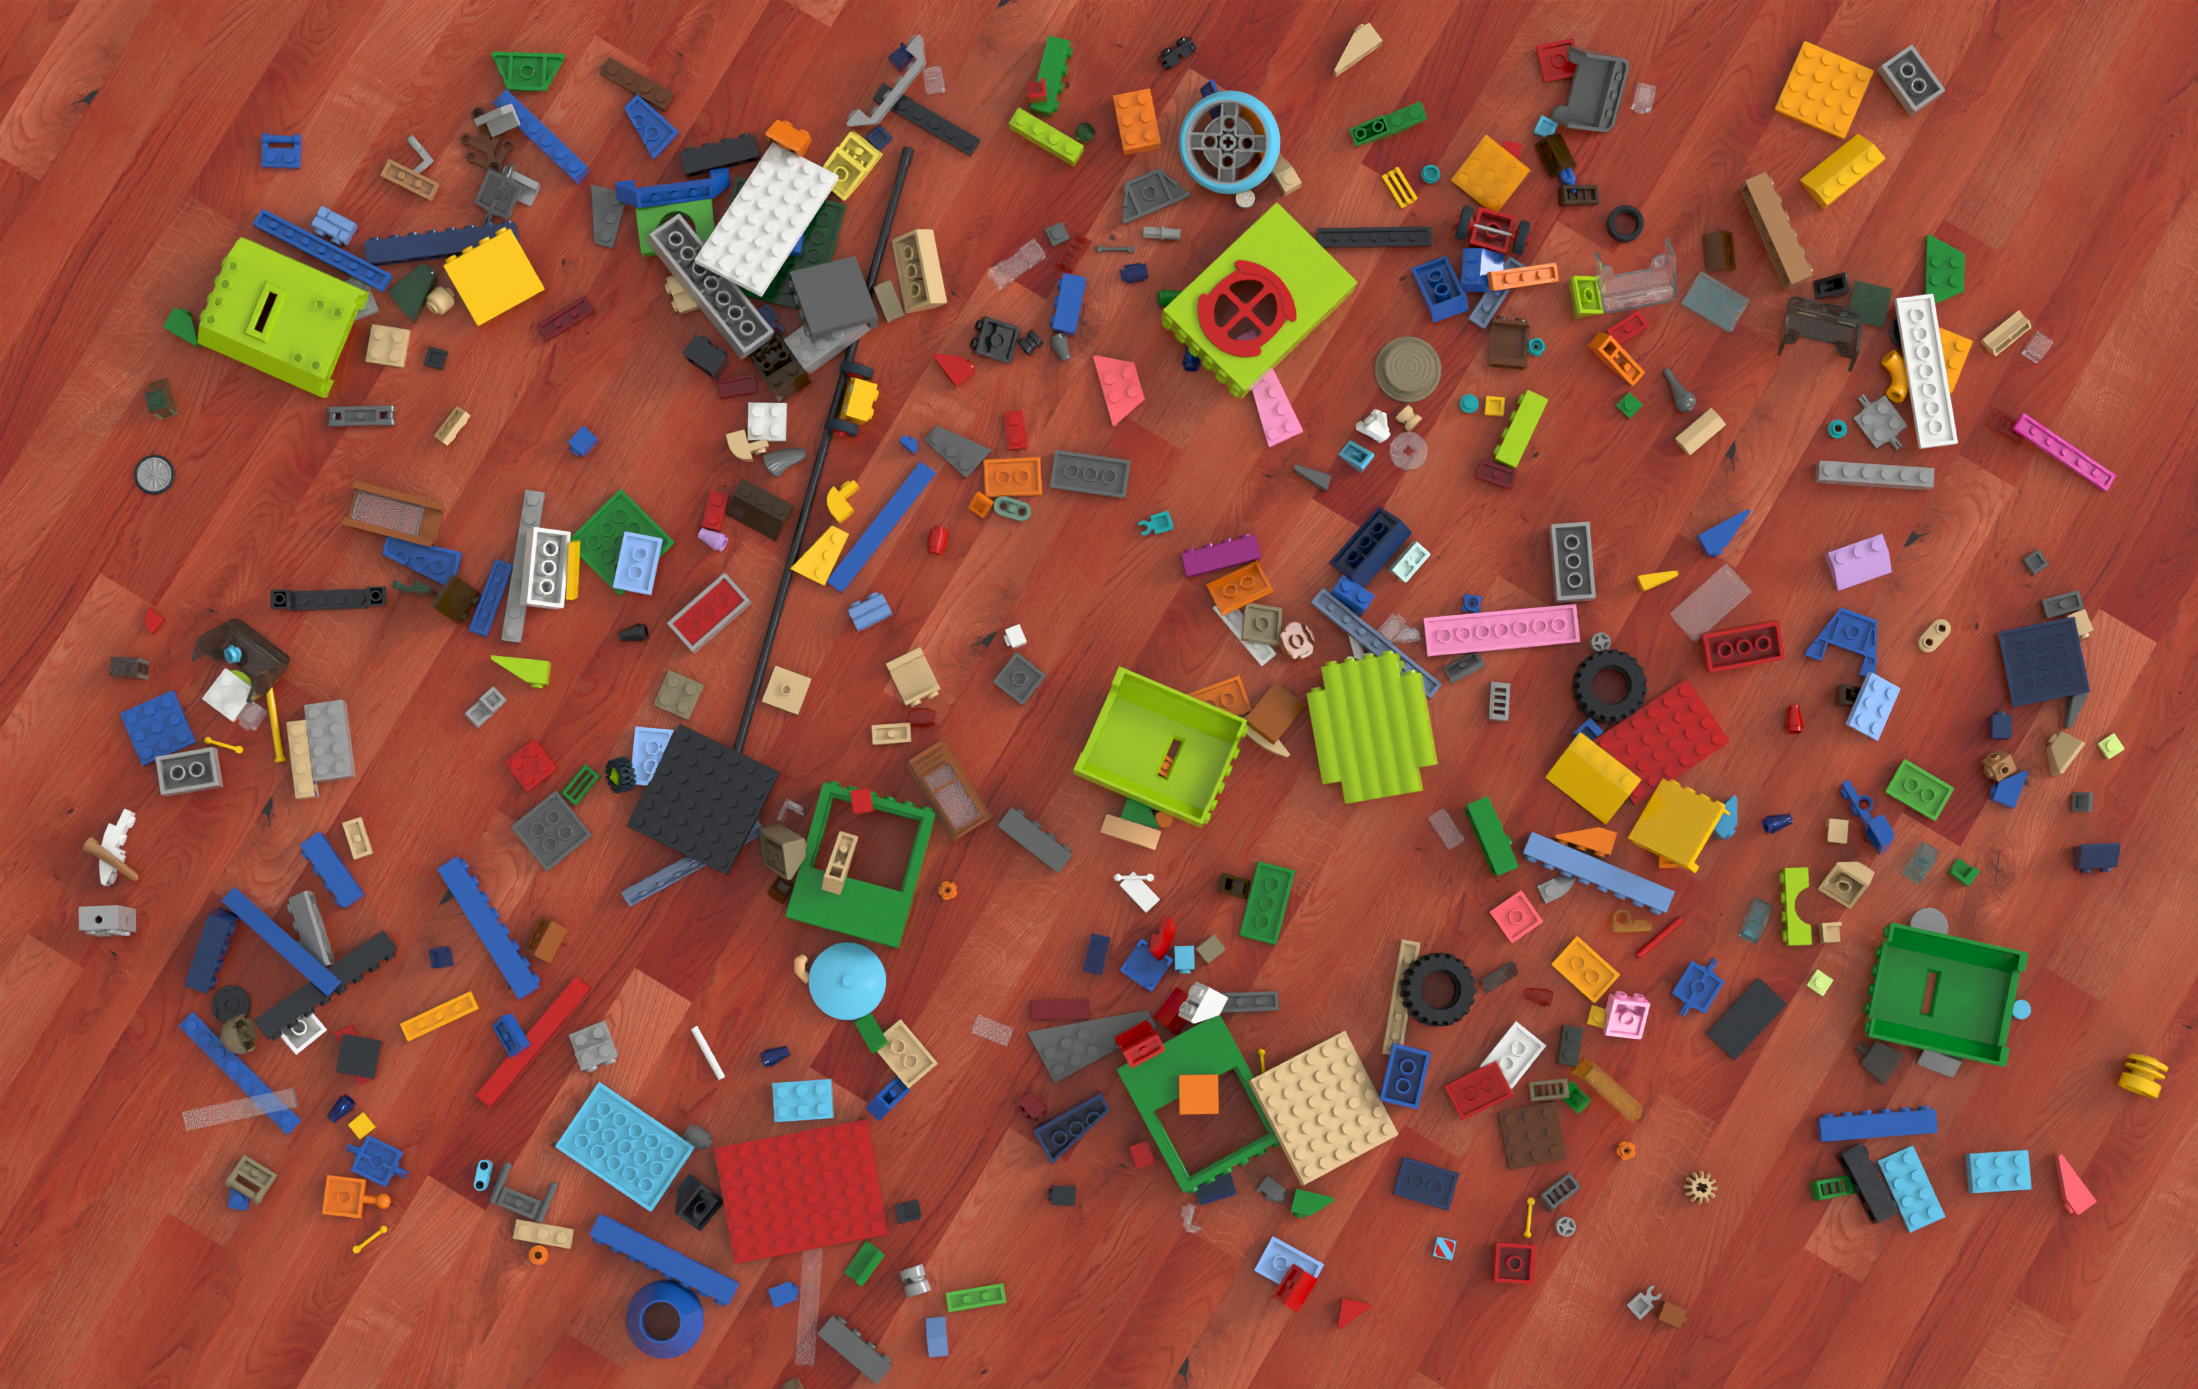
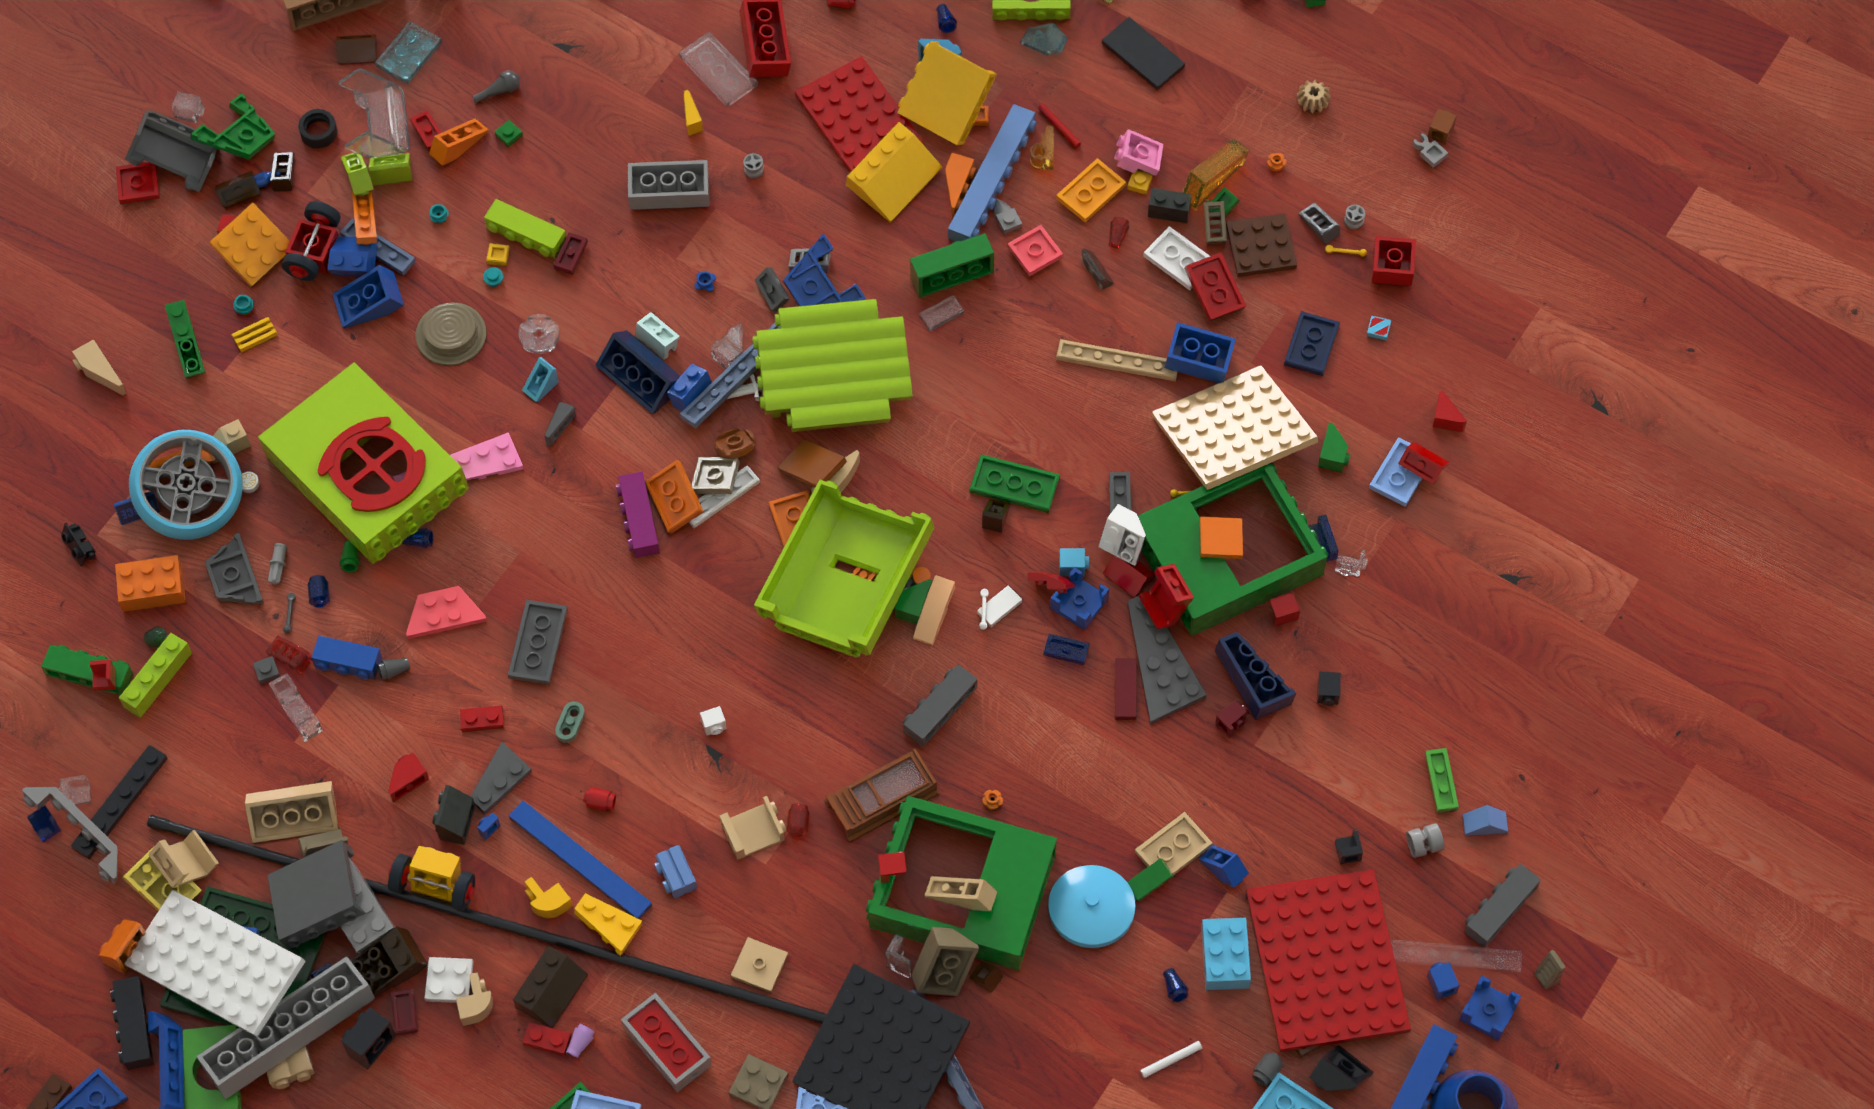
camera: 85 degrees left, 20 degrees down
(758, 1335) = (1489, 1009): none -> blue panel
(780, 460) = (496, 967): dark grey piece -> none
(799, 968) = (1076, 957): light nougat arm -> none
(864, 1263) = (1407, 894): green panel -> none
(865, 182) = (183, 860): none -> tan panel
(879, 138) = (133, 852): dark blue tile -> none
(891, 733) = (814, 853): tan plate -> none
(915, 413) = (454, 815): none -> pearl dark grey slope
(981, 504) = (562, 753): orange plate -> none
(992, 1030) = (1148, 758): clear tile -> none
(994, 339) = (378, 734): black plate -> none
(1012, 477) = (534, 722): orange tile -> none
(1019, 678) = (760, 719): dark grey plate -> none
(1032, 341) = (385, 698): black wheel -> none
(1159, 523) = (598, 575): teal plate -> none
(1210, 949) = (1063, 535): dark tan panel -> none
(1271, 1190) = (1320, 485): dark grey brick -> none
(1374, 237) = (305, 353): black plate -> none
(1375, 426) = (509, 362): white rock -> none
(1408, 418) = (503, 331): tan wheel -> none
(1463, 989) = (1110, 298): black tyre -> none
(1467, 704) = (811, 285): none -> blue wing
(1501, 630) = (735, 254): bright pink plate -> none
(1508, 343) = (432, 238): reddish brown panel -> none
(1545, 127) = (207, 198): medium azure tile -> none
(1571, 265) = (357, 173): none -> lime slope
(1589, 729) = (839, 179): blue panel -> none
(1611, 155) = (243, 137): none -> green wing
(1635, 686) = (799, 134): black tyre -> none
(1697, 987) = (1110, 92): blue plate -> none
(1700, 431) = (542, 69): tan piece -> none
(1718, 537) = (650, 54): blue slope -> none

